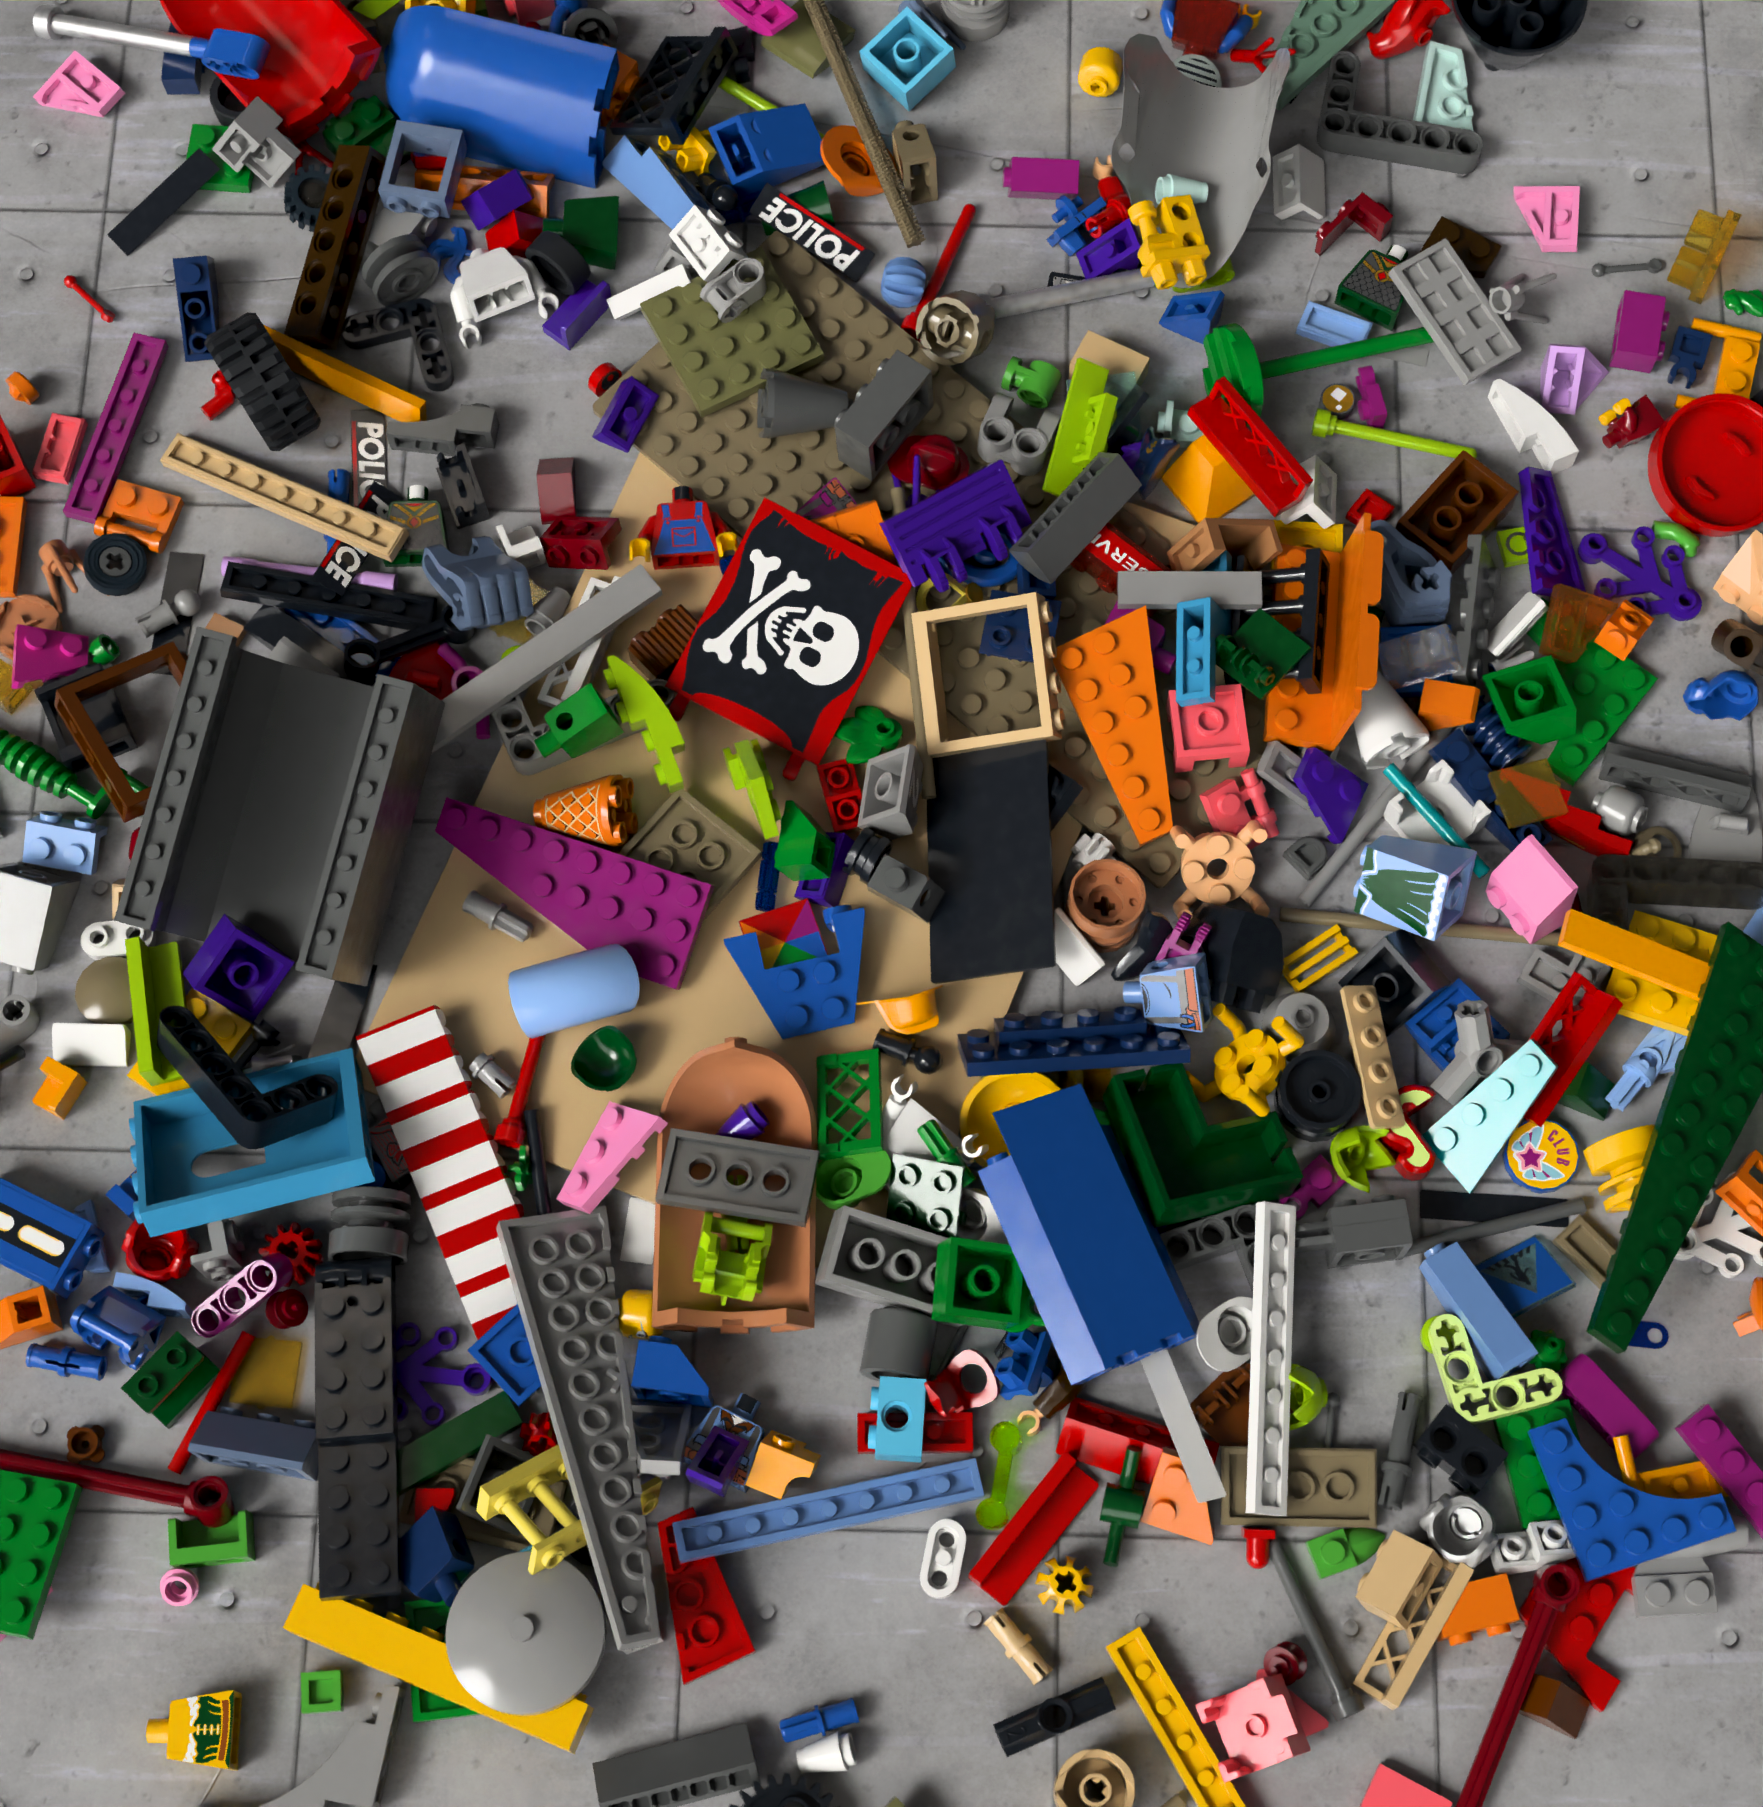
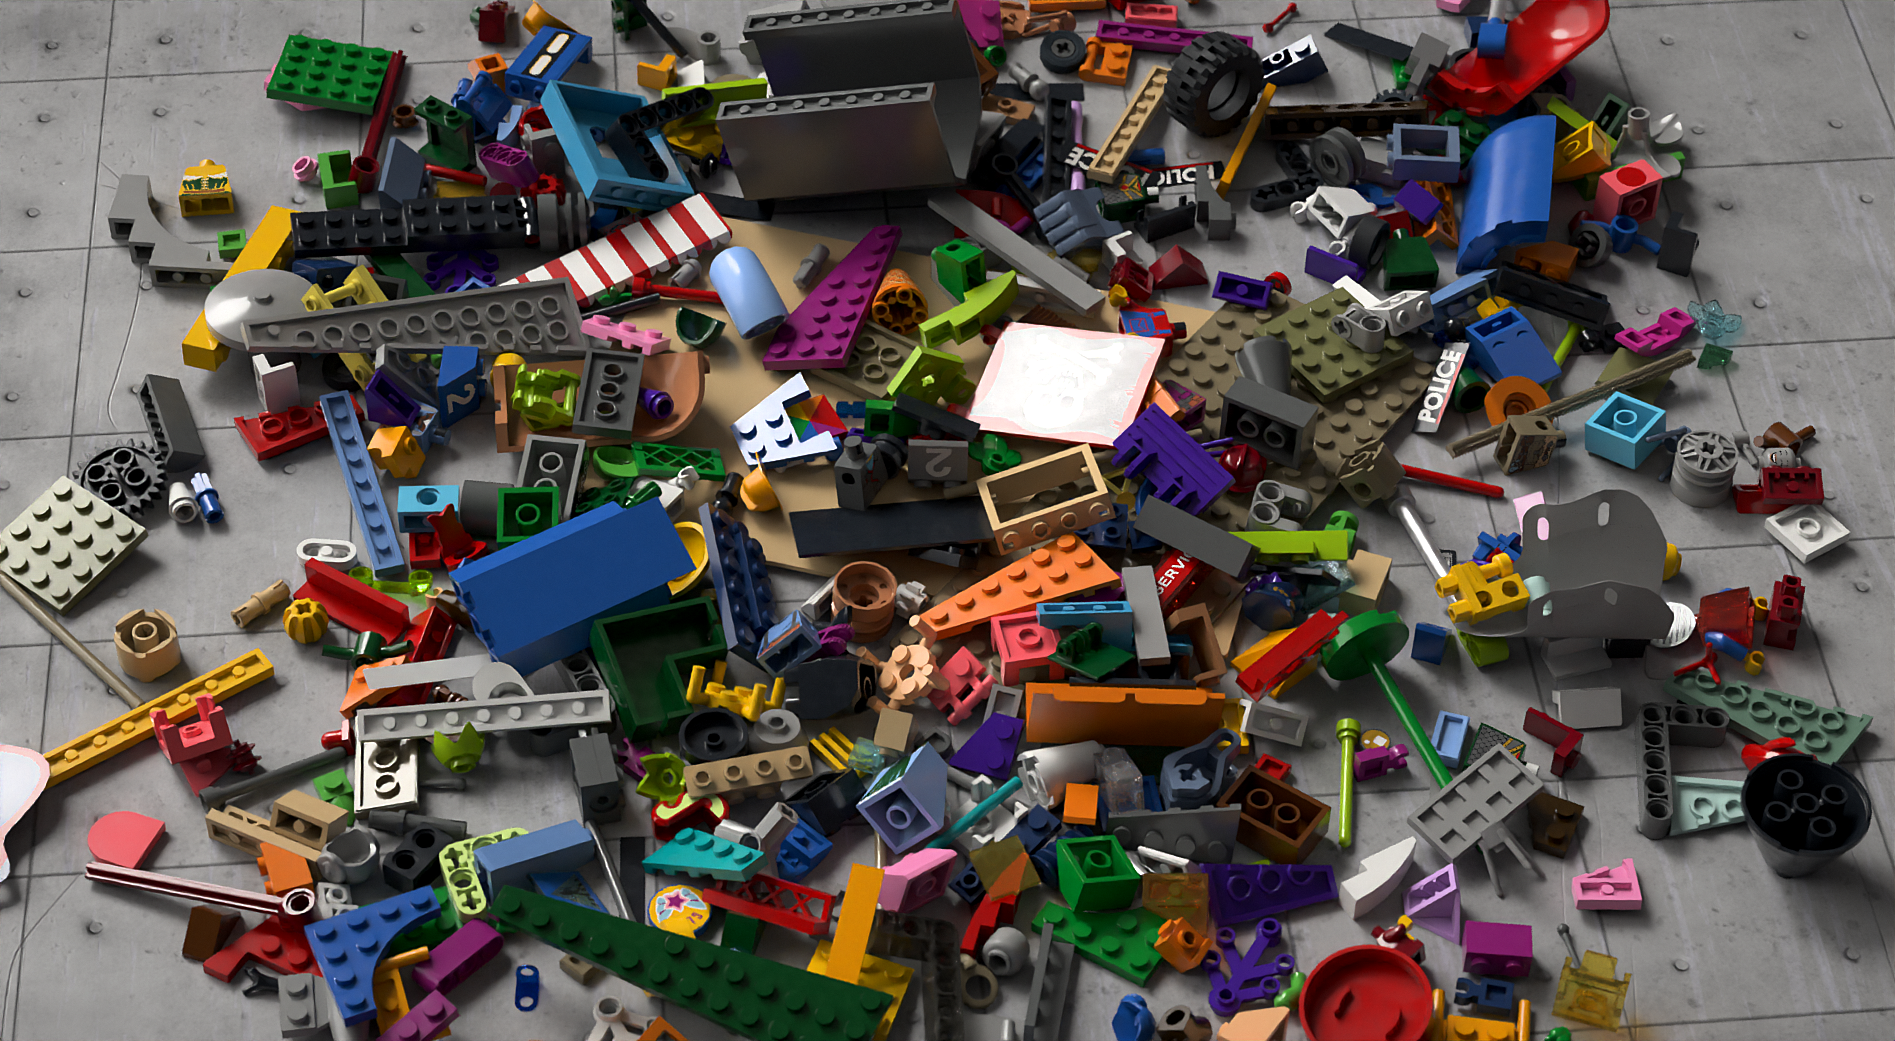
camera: 80 degrees right, 25 degrees down
(826, 786) = (935, 420): none -> black piece
(903, 282) = (1410, 445): medium blue piece -> none
(1030, 1729) = (205, 622): black piece -> none
(1322, 885) = (895, 732): none -> tan slope
(1333, 927) = (865, 757): none -> clear light blue plate
(1625, 1639) = (261, 981): none -> black bar

